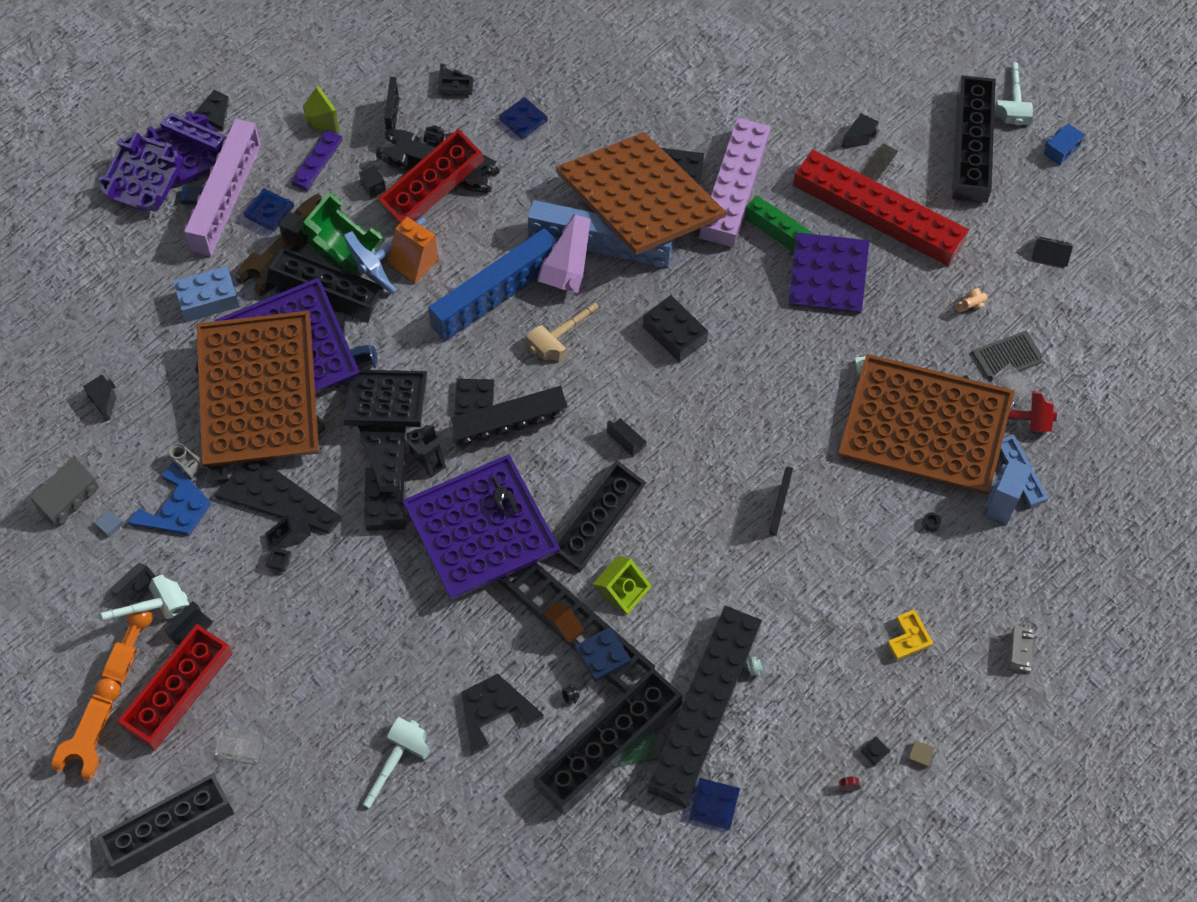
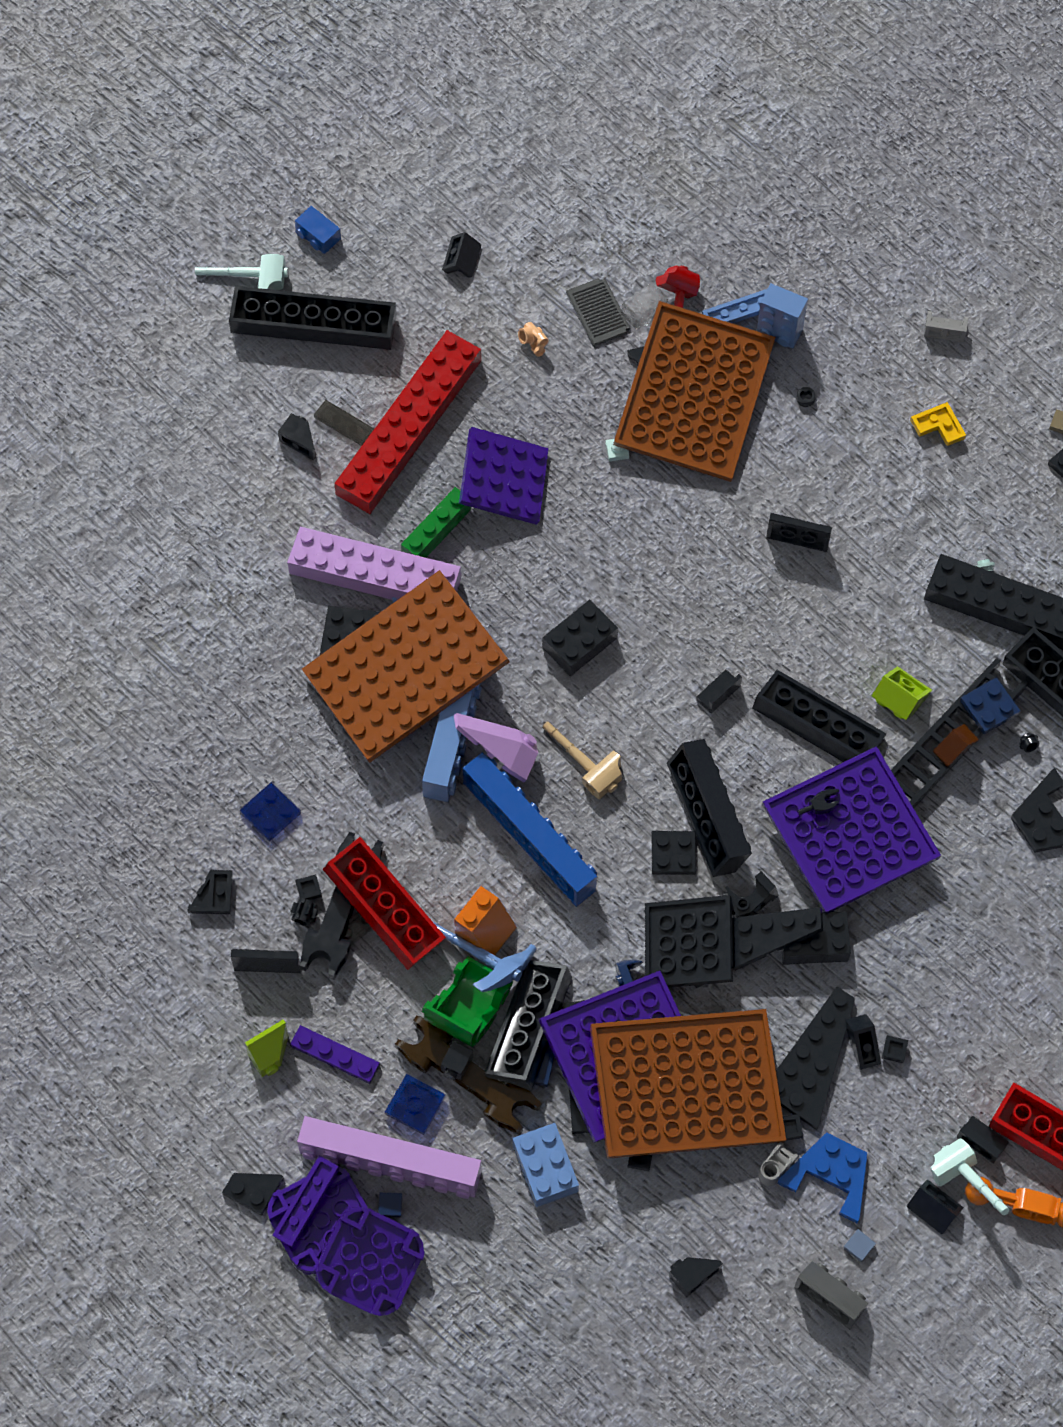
camera: 90 degrees left, 5 degrees up
(372, 181) = (373, 981): black brick -> none

